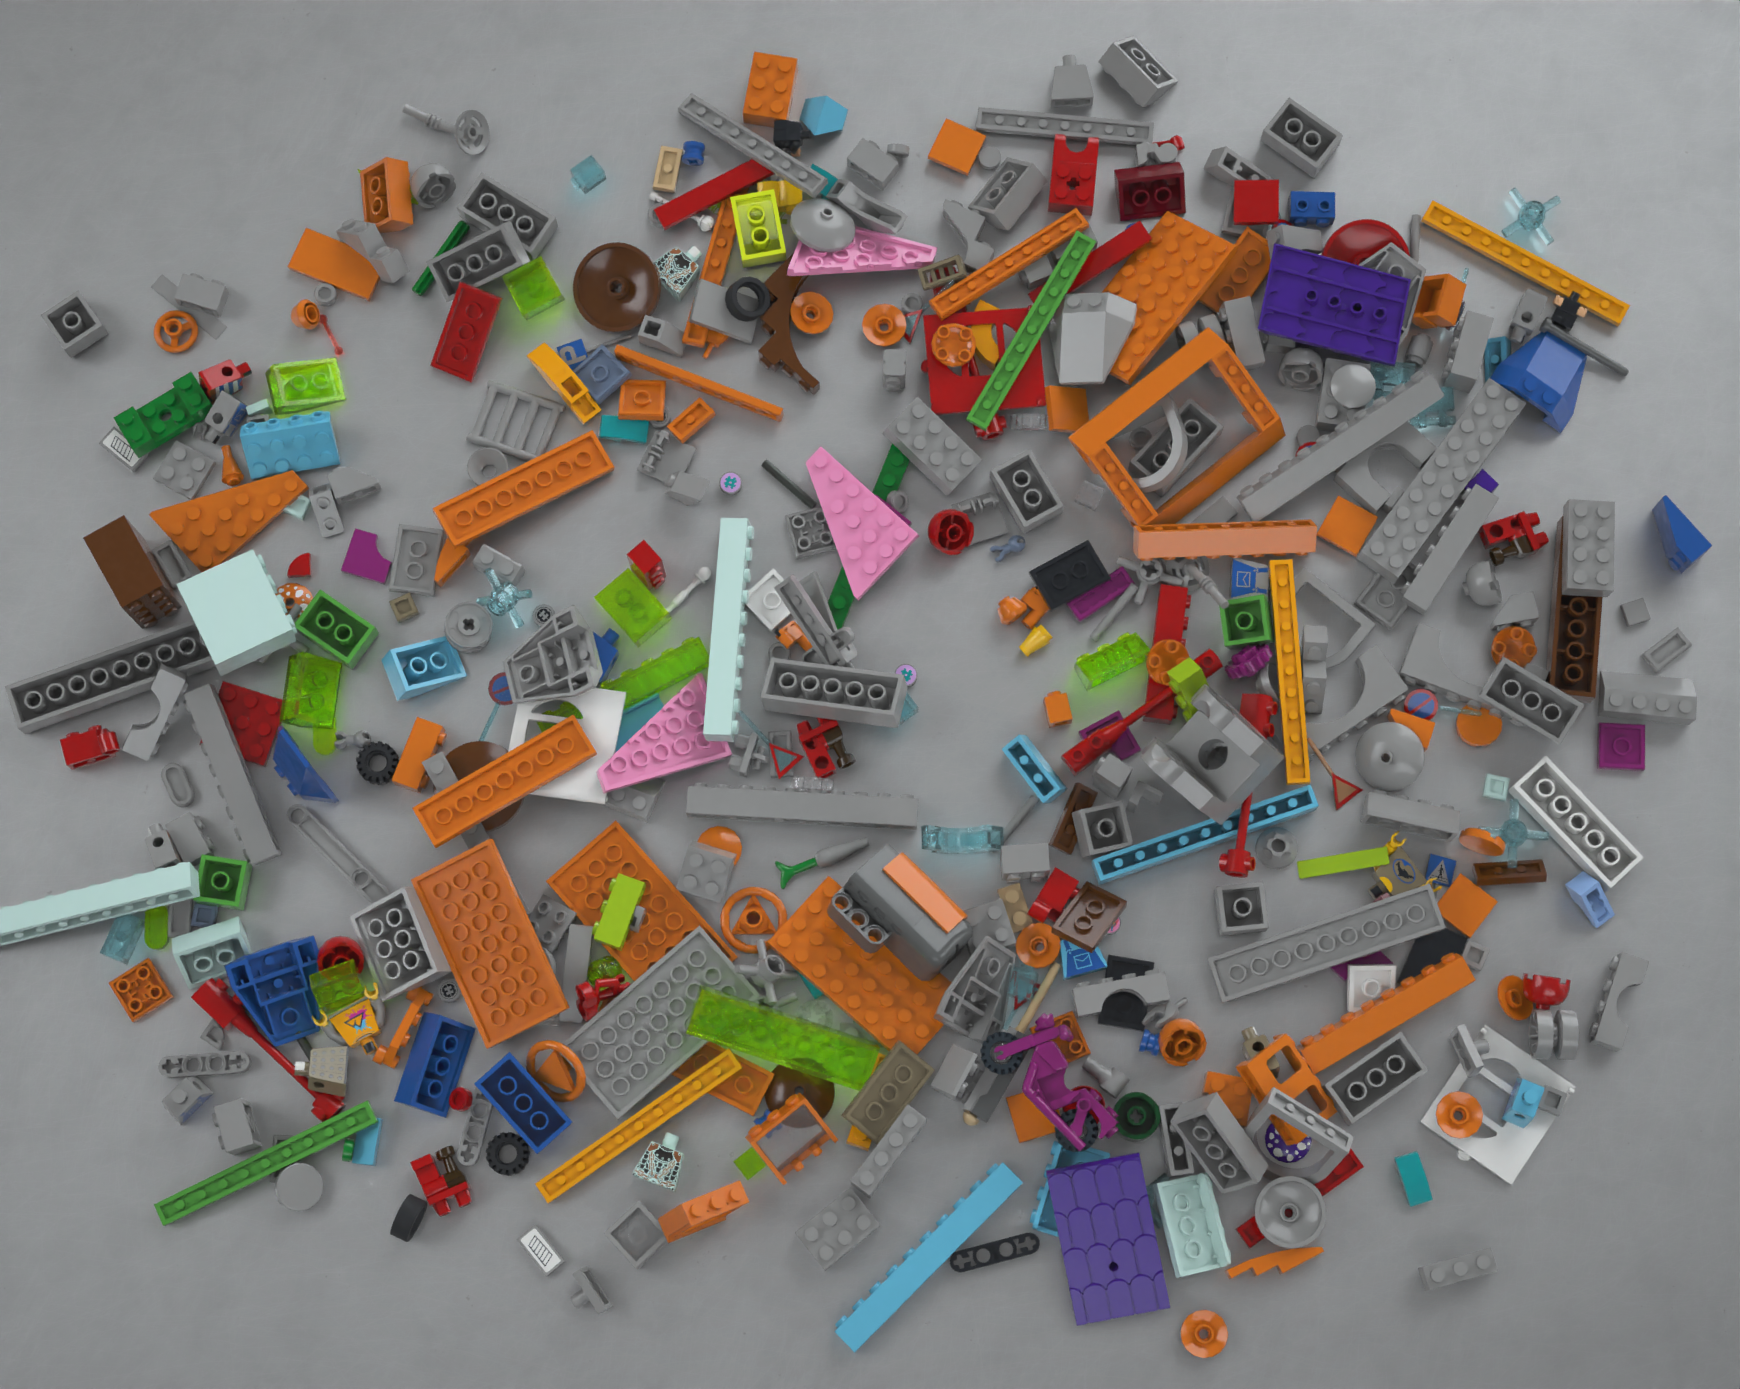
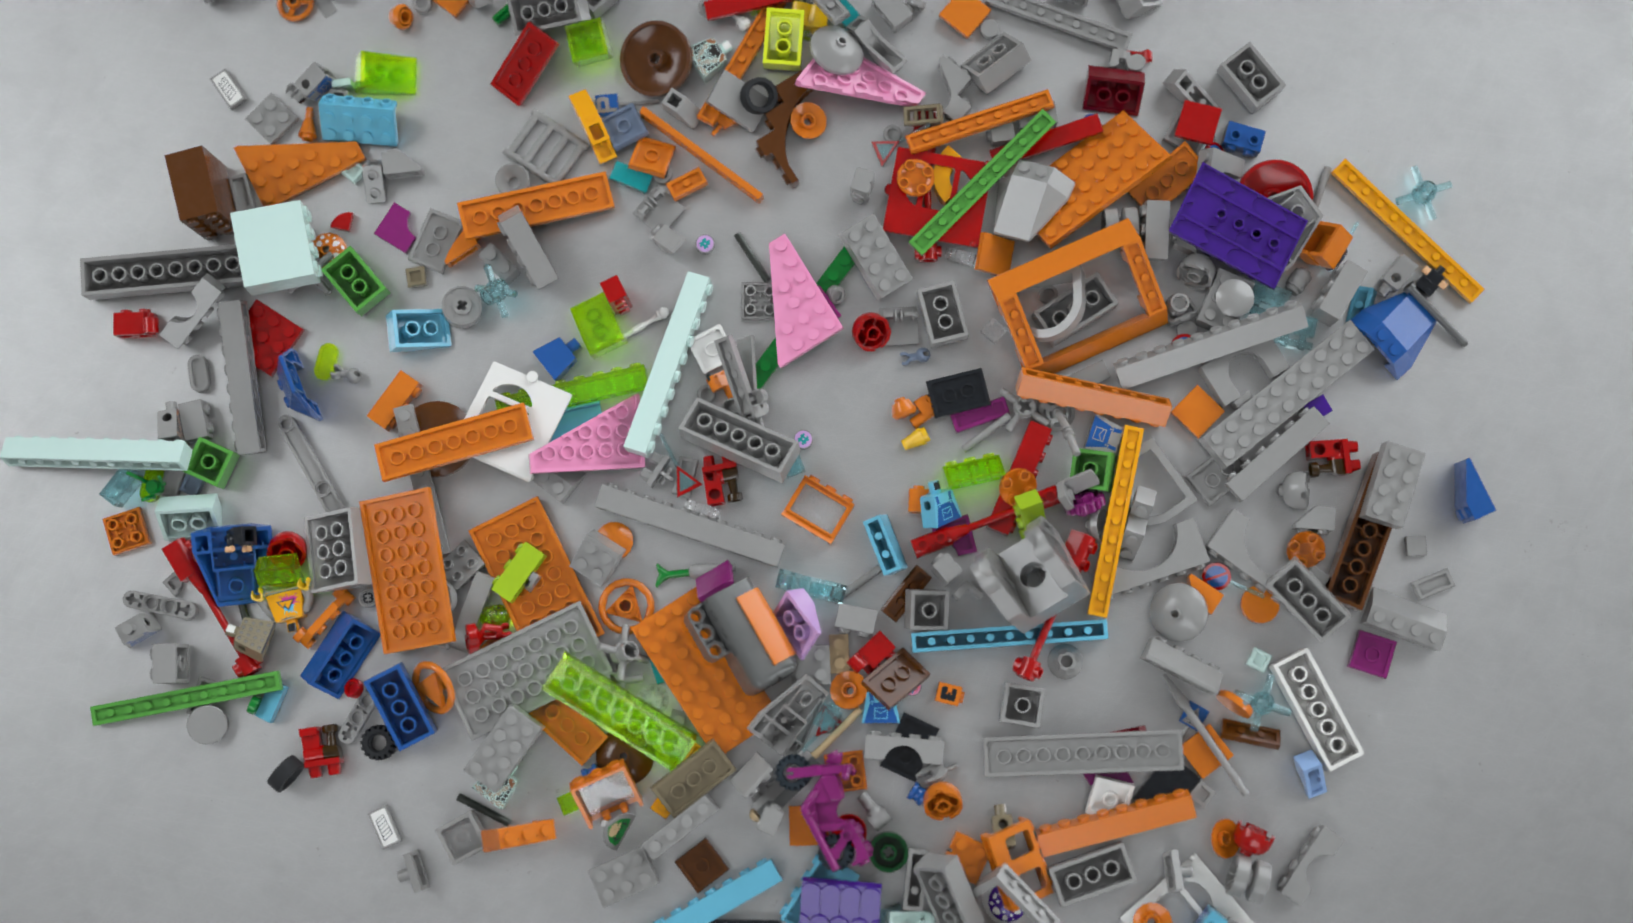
camera: 20 degrees right, 5 degrees up
(144, 426) = (248, 75): green piece -> none
(161, 927) = (153, 486): none -> green plant
(223, 377) = (320, 52): torso -> none
(284, 954) = (243, 536): none -> black piece
(310, 691) = (323, 326): clear neon green slope -> none
(323, 320) = (415, 24): clear red hinge -> none
(365, 757) = (353, 390): black tyre -> none
(500, 693) = (477, 365): clear light blue piece -> none
(529, 536) = (524, 242): none -> light grey brick
(542, 614) = (525, 313): light grey tile -> none
(555, 660) = (522, 354): light grey wedge -> none
(638, 1125) = (460, 758): light orange plate -> none
(648, 1198) = (484, 810): none -> pearl dark grey bar
(659, 1115) = (504, 748): none -> light grey brick
(813, 1177) = (616, 829): none -> shield
(850, 859) = (714, 581): none -> magenta tile
(884, 315) = (863, 137): orange dish -> none
(924, 1193) = (702, 865): none -> reddish brown tile
(946, 749) = (818, 509): none -> window
(960, 878) = (798, 620): none -> lavender slope
(991, 1111) = (771, 818): none -> light grey brick
(1075, 171) = (1055, 57): red brick -> none
(1083, 708) = (938, 506): none -> medium azure torso
(1154, 919) = (949, 694): none -> orange brick
(1231, 642) = (1075, 484): none -> light grey bracket
(1293, 415) = (1178, 309): none -> light grey piece
(1342, 789) = (1132, 627): medium nougat piece -> none
(1343, 862) = (1116, 689): lime sticker -> none
(1399, 874) = (1157, 710): dark tan torso -> none
(1426, 859) = (1183, 703): none -> light grey piece

